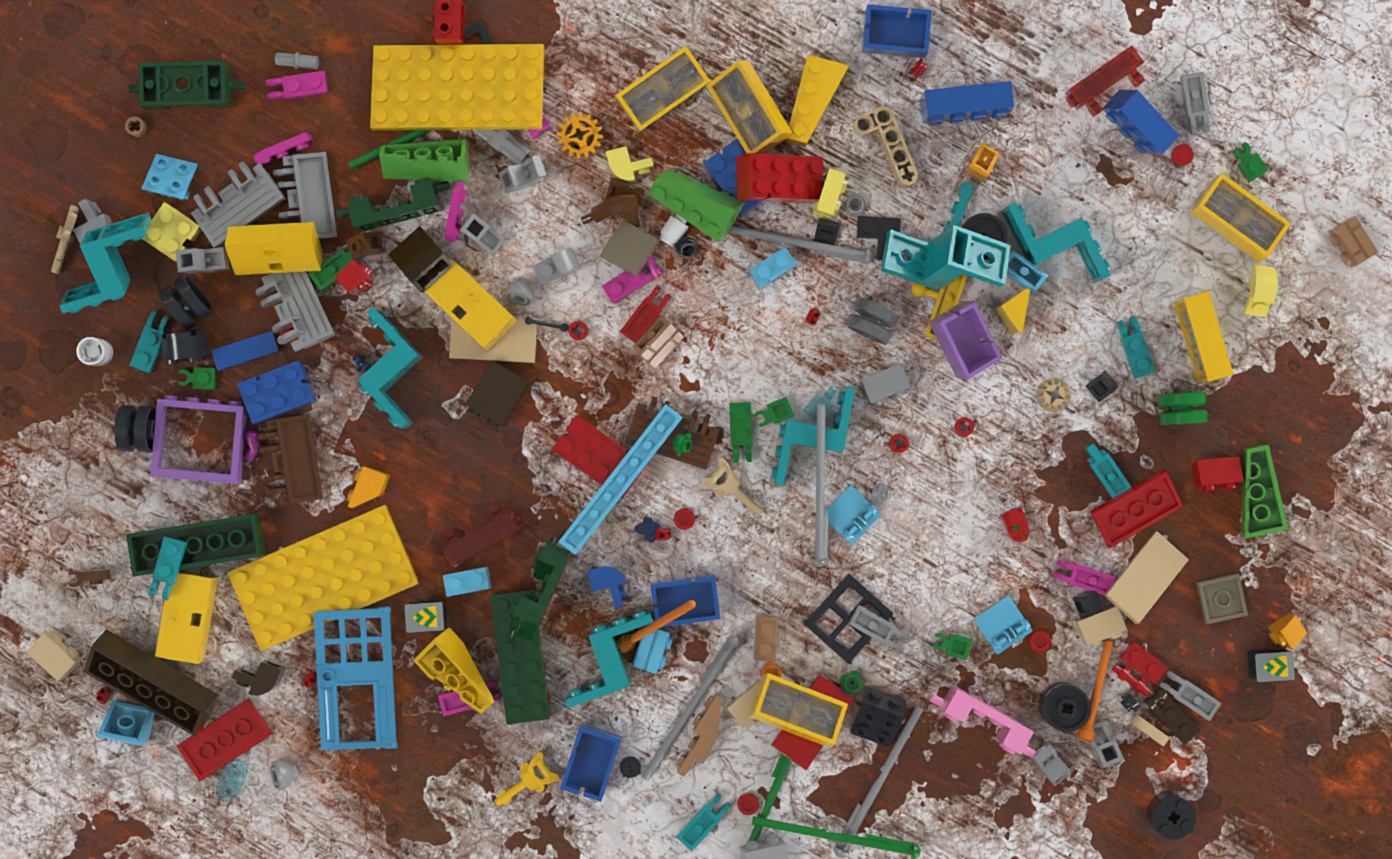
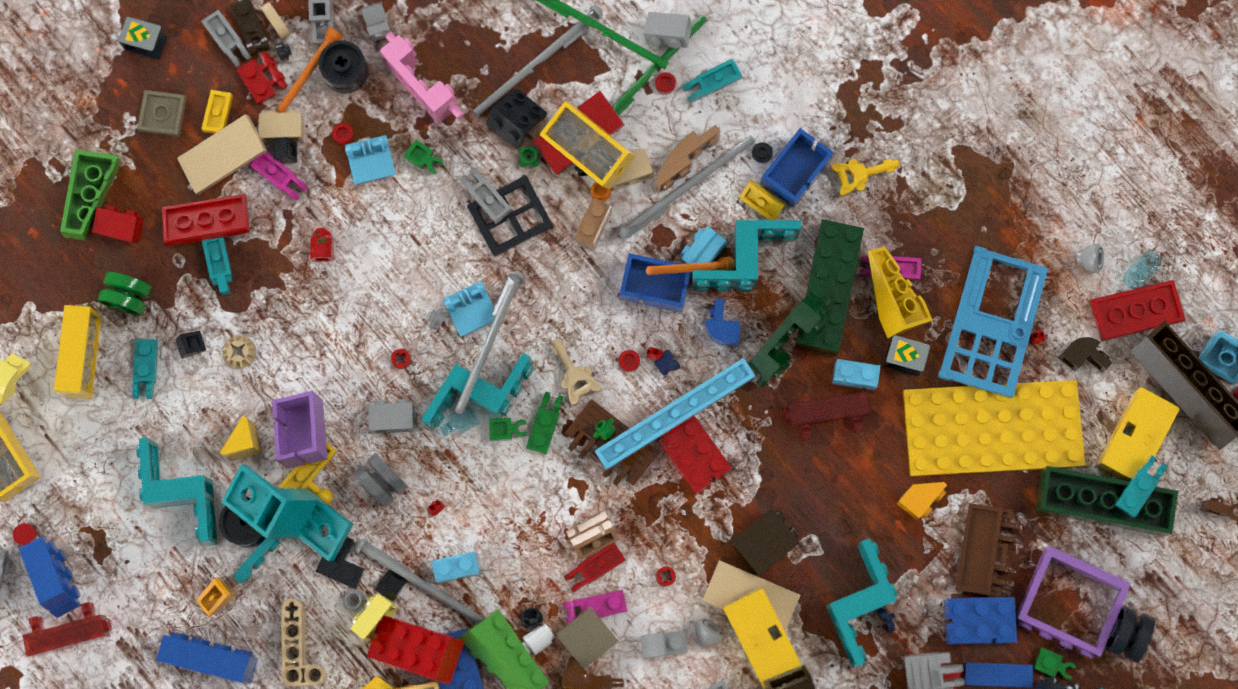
camera: 160 degrees left, 10 degrees down
(254, 445) = (1019, 579): magenta arm -> none
(563, 327) = (679, 585): black hinge -> none
(613, 718) = (762, 201): none -> yellow plate
(957, 427) = (327, 351): red bush -> none
(1024, 273) = (217, 472): medium azure brick -> none
(1168, 618) = (217, 111): none -> yellow plate
(1287, 631) = (115, 62): light orange slope -> none

